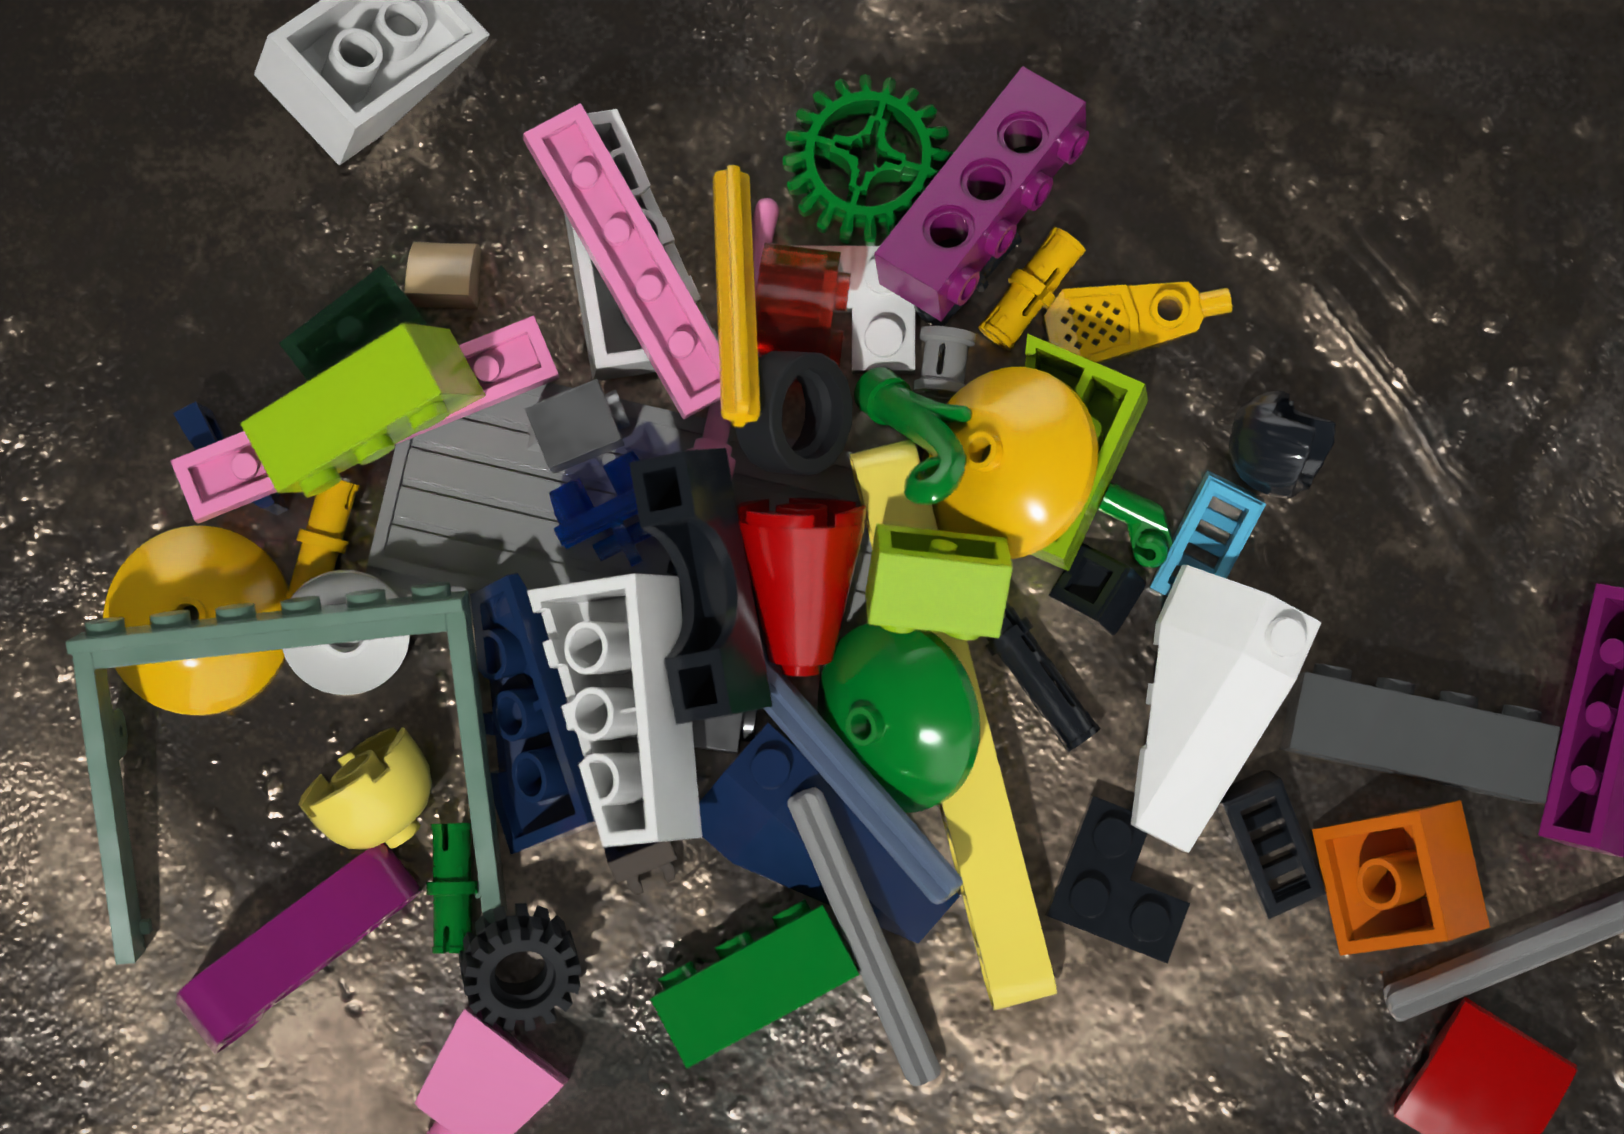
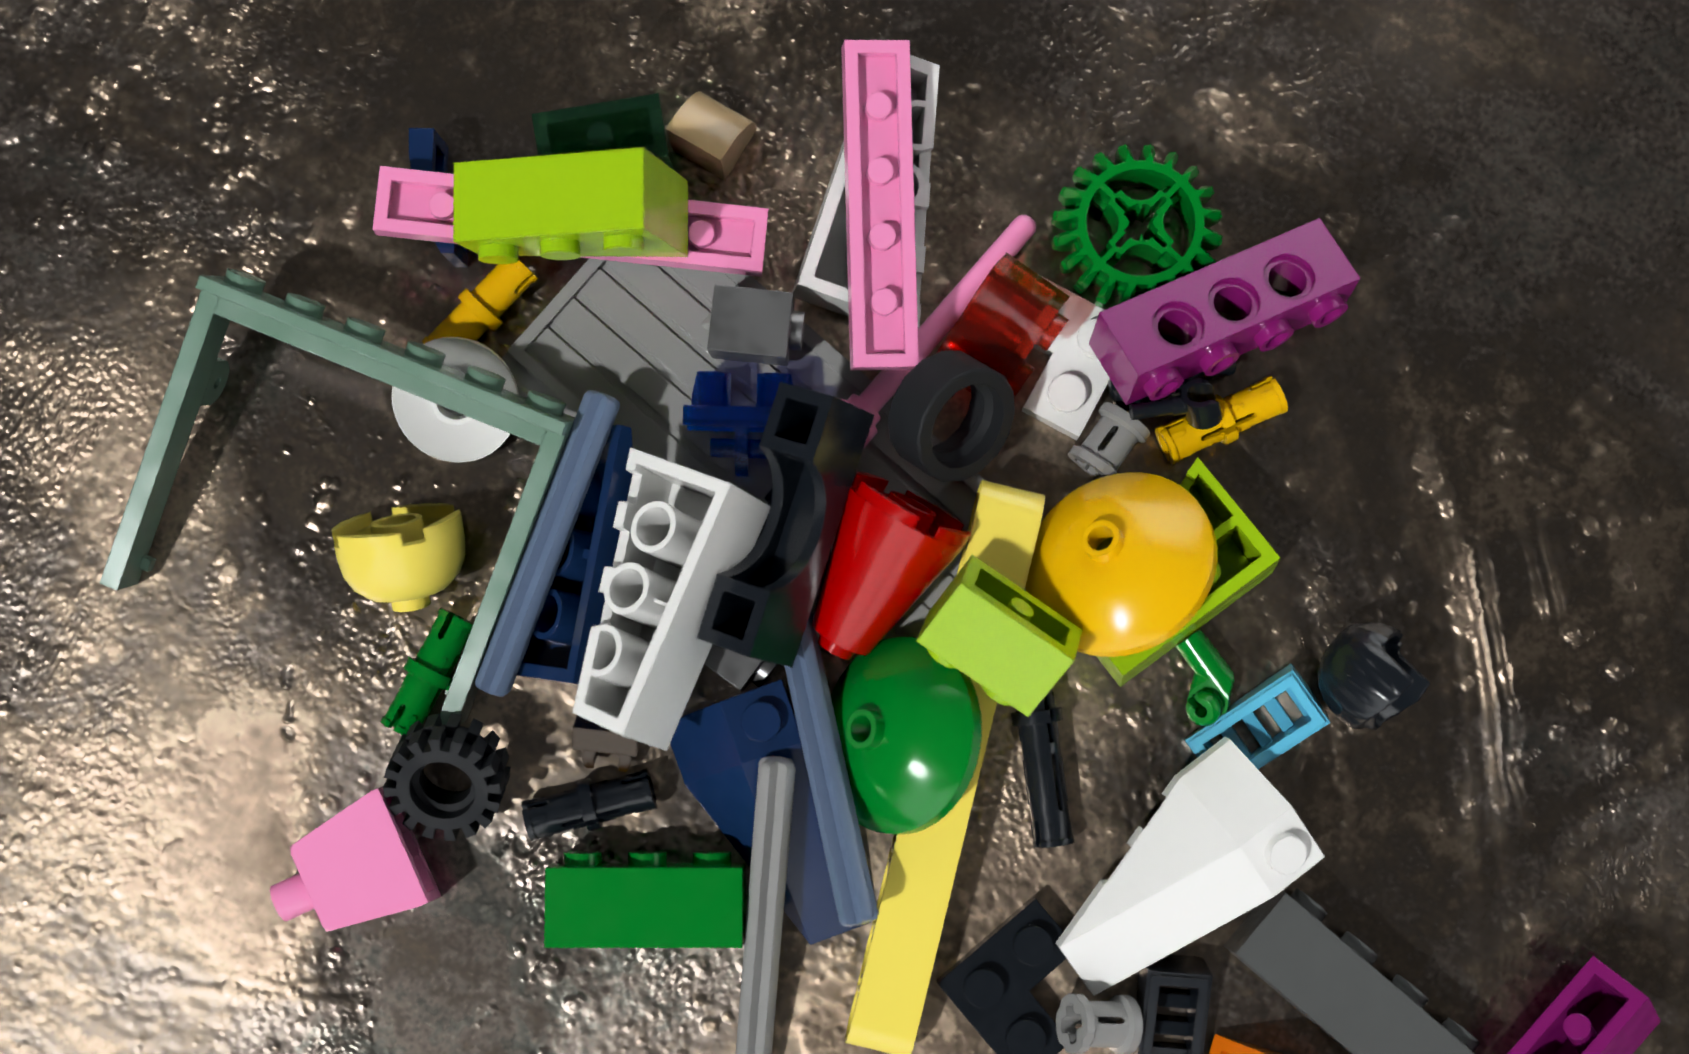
camera: 25 degrees right, 0 degrees up
(204, 570) = (364, 282): yellow dish -> none
(295, 946) = (264, 651): magenta beam -> none
(497, 714) = (547, 542): none -> sand blue axle
(657, 926) = (589, 805): none -> black pin
(736, 297) = (954, 288): yellow axle -> none
(892, 402) = (1044, 454): green plant -> none
(999, 285) = (1196, 402): none -> black hand
(1099, 589) = (1138, 717): black slope -> none
(1136, 316) = (1301, 494): yellow piece -> none
(1205, 873) = (1099, 1024): none -> light grey bush

